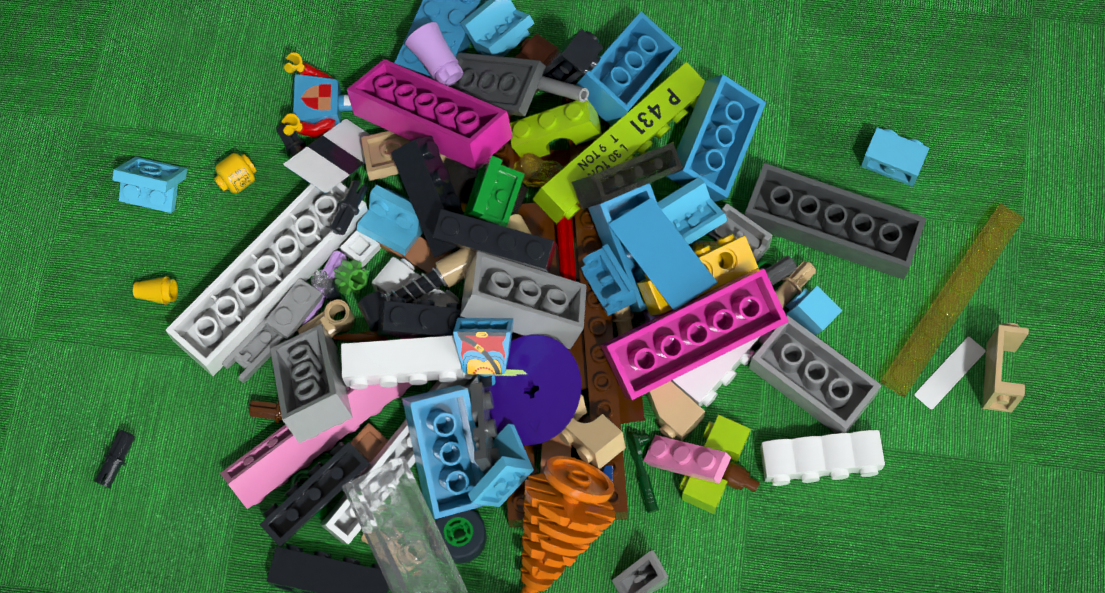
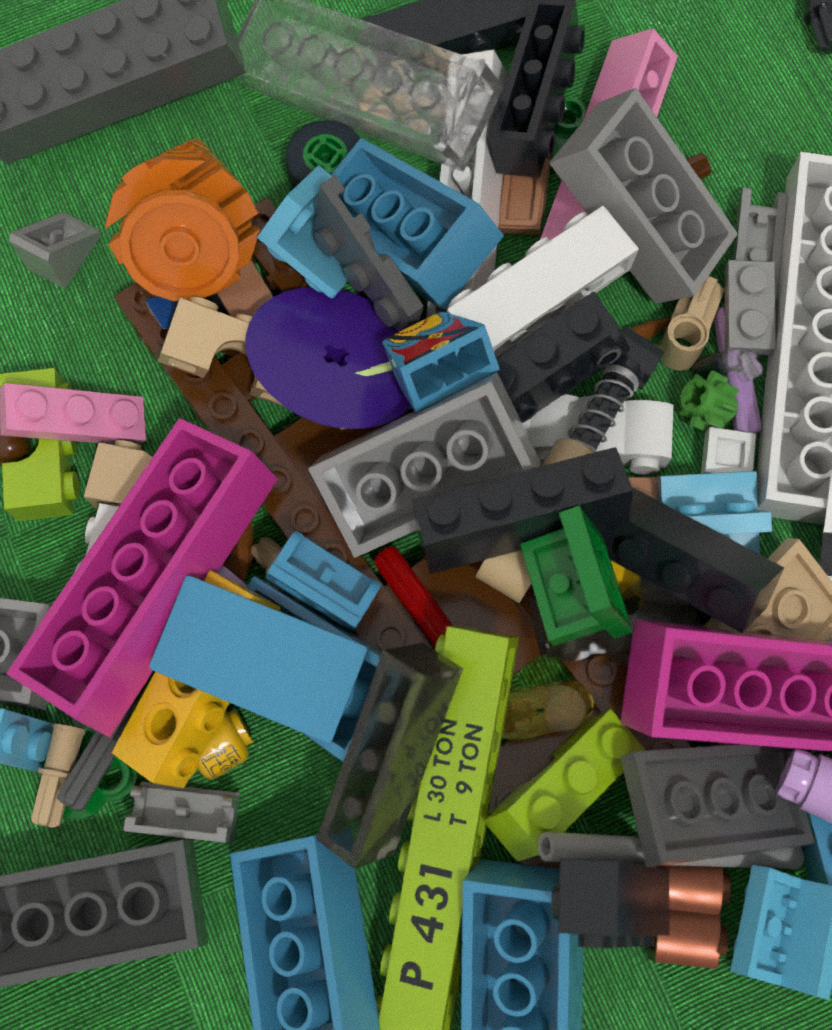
camera: 145 degrees right, 5 degrees up
(348, 208) = (783, 465): black axle -> none
(635, 442) = (166, 415): dark green piece -> none
(692, 211) = (267, 778): medium azure bracket -> none

